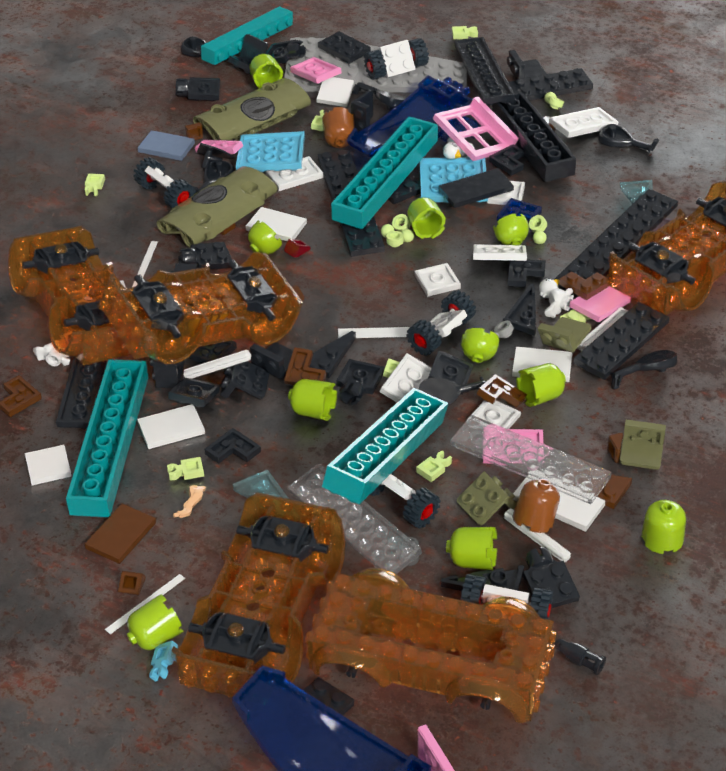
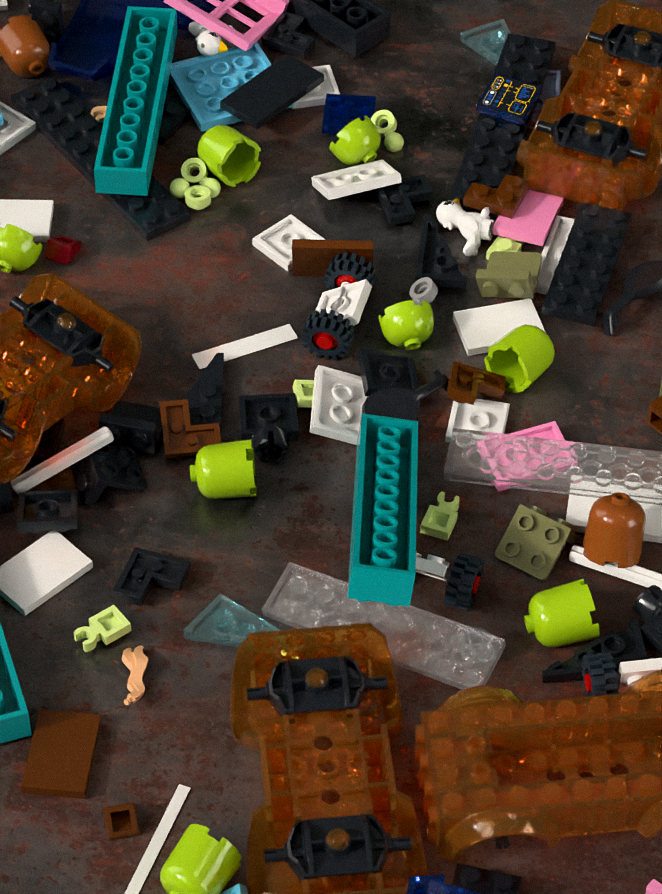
camera: 25 degrees left, 5 degrees up
(440, 287) = (313, 256): none -> reddish brown tile
(624, 227) = (509, 98): none -> tile

